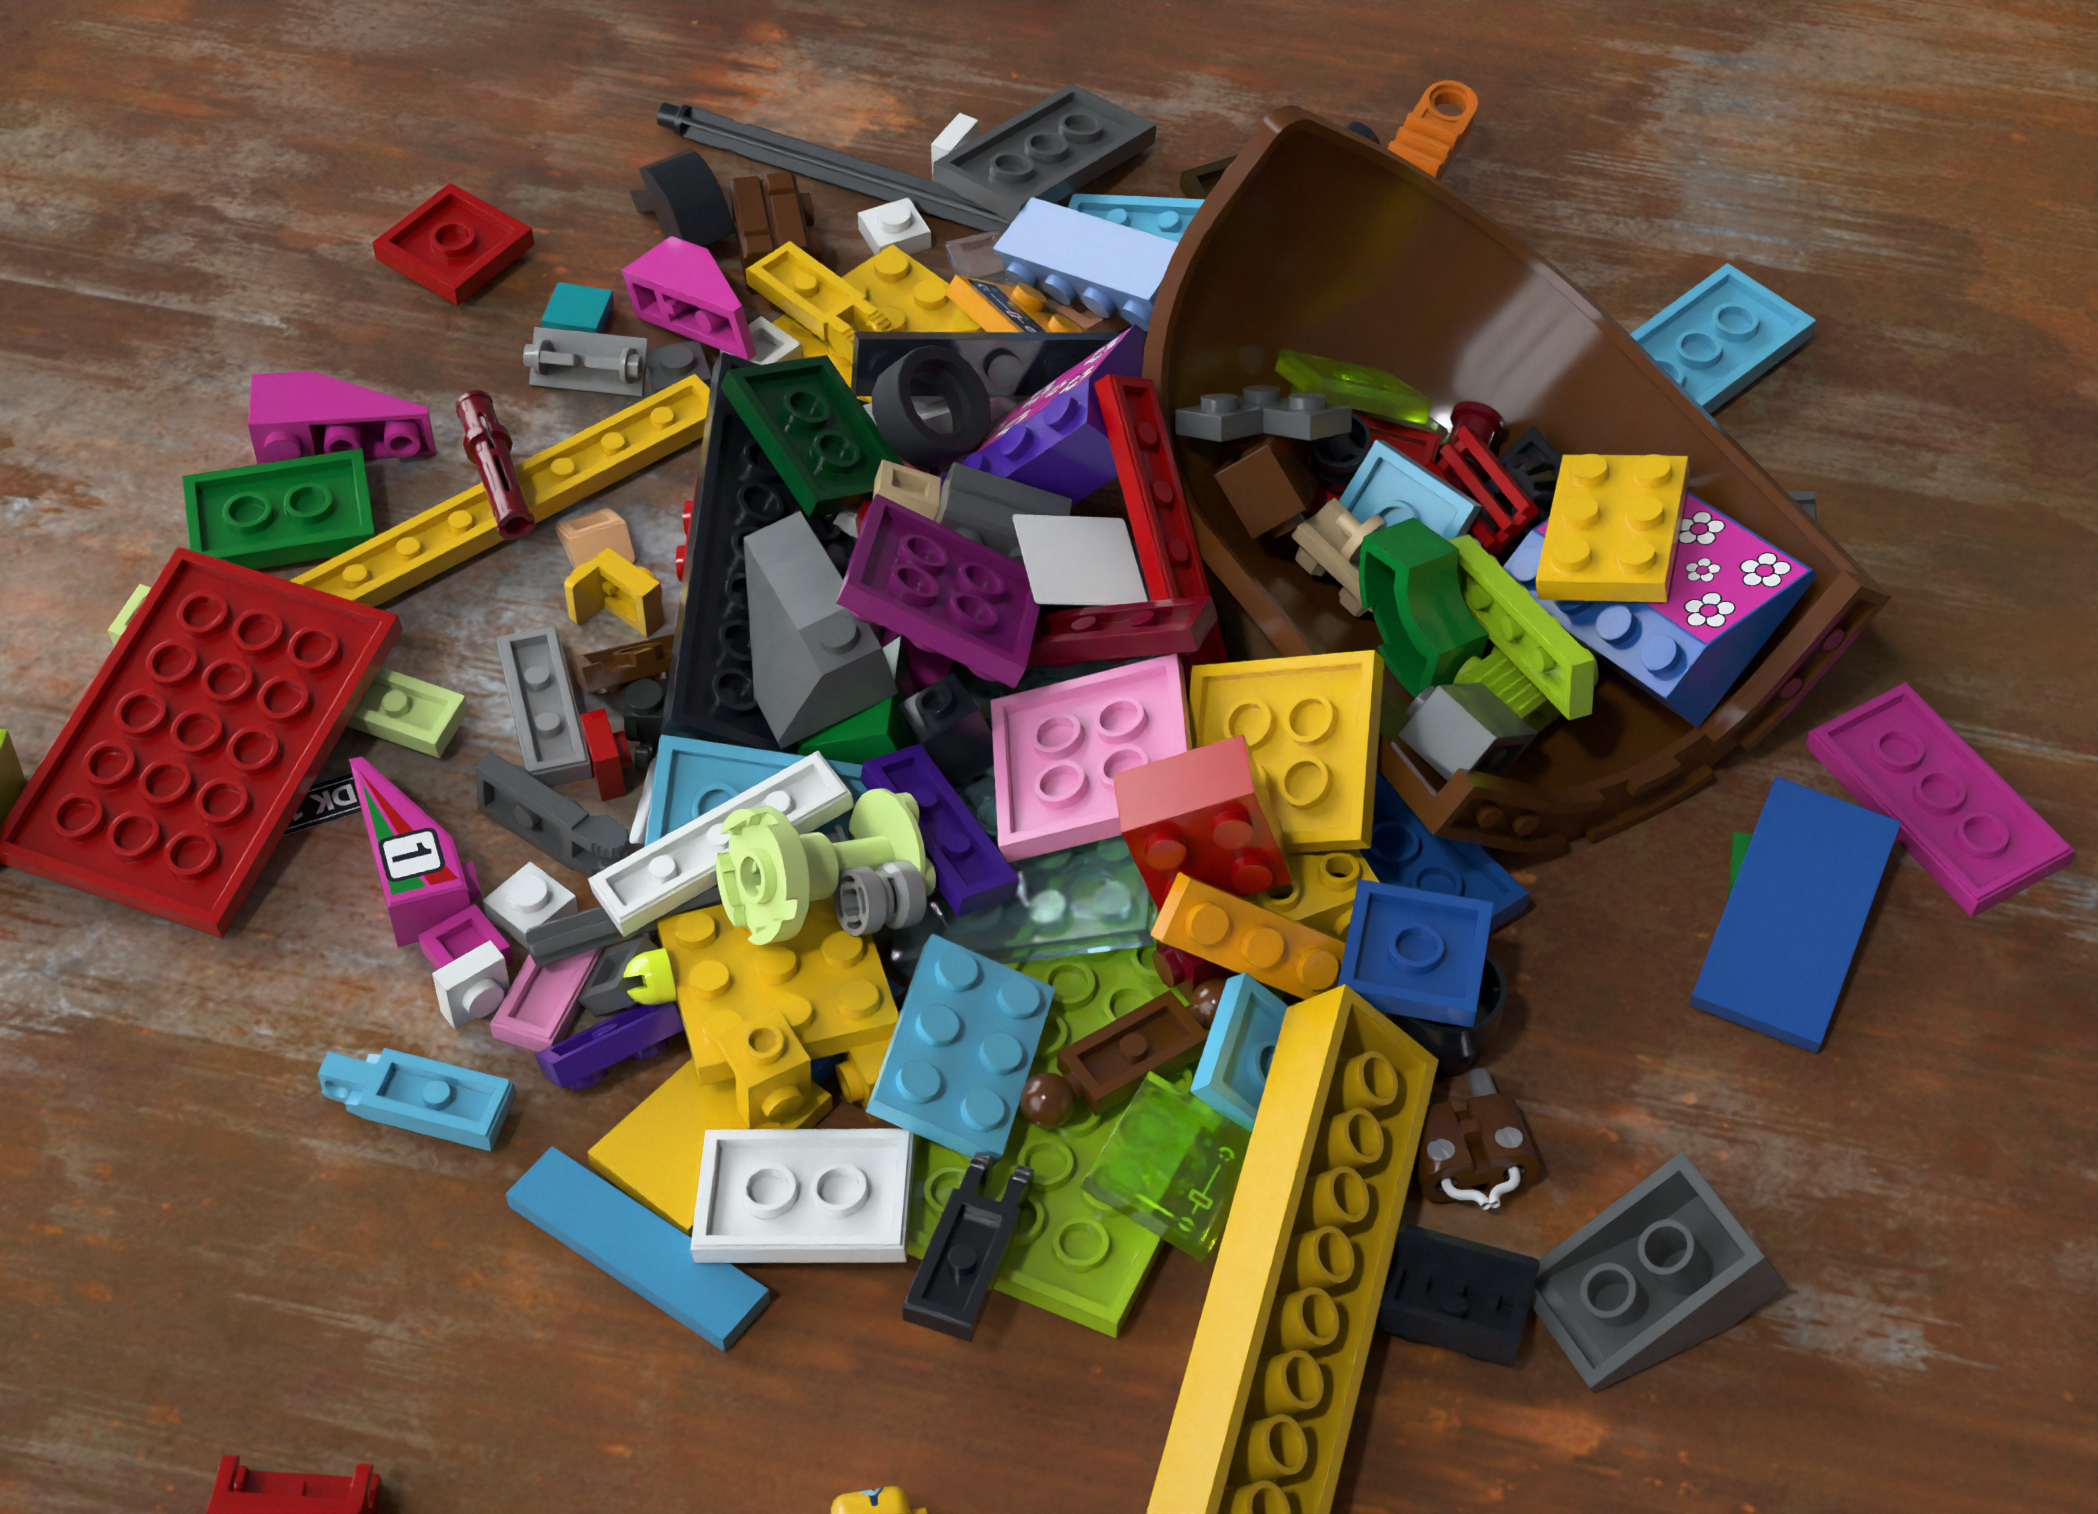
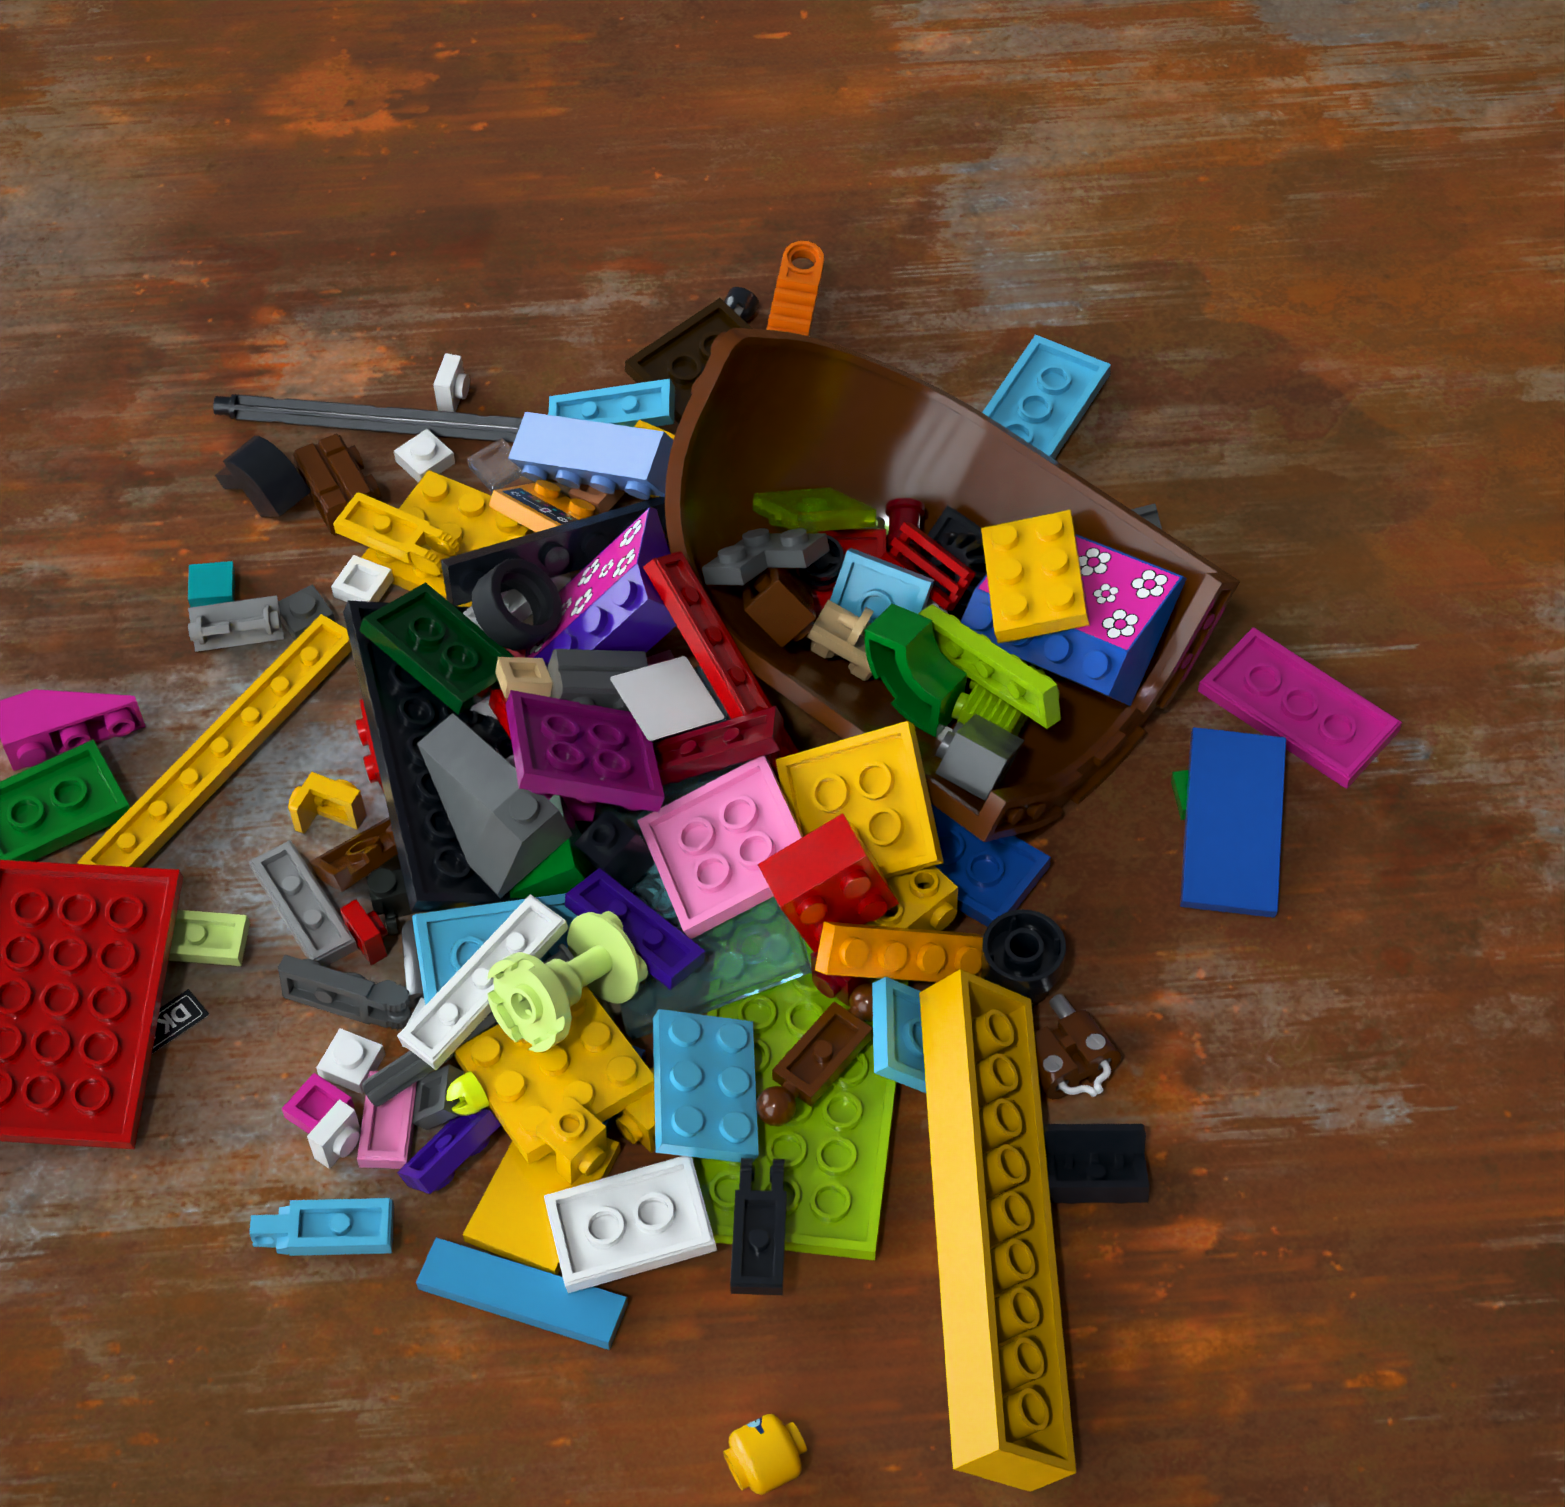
camera: 15 degrees left, 5 degrees up
(412, 857) = (253, 1049): dark pink slope -> none
(453, 243) = (97, 553): red plate -> none
(489, 448) = (192, 714): dark red pin -> none
(592, 533) = (292, 763): light nougat slope -> none
(687, 293) = (293, 551): dark pink slope -> none
(880, 897) = (615, 991): light grey wheel -> none
(1044, 152) = (517, 369): dark grey plate -> none
(1171, 1166) = (877, 1128): clear neon green plate -> none
(1417, 952) = (997, 929): blue plate -> none
(1650, 1277) = (1217, 1113): dark grey slope -> none

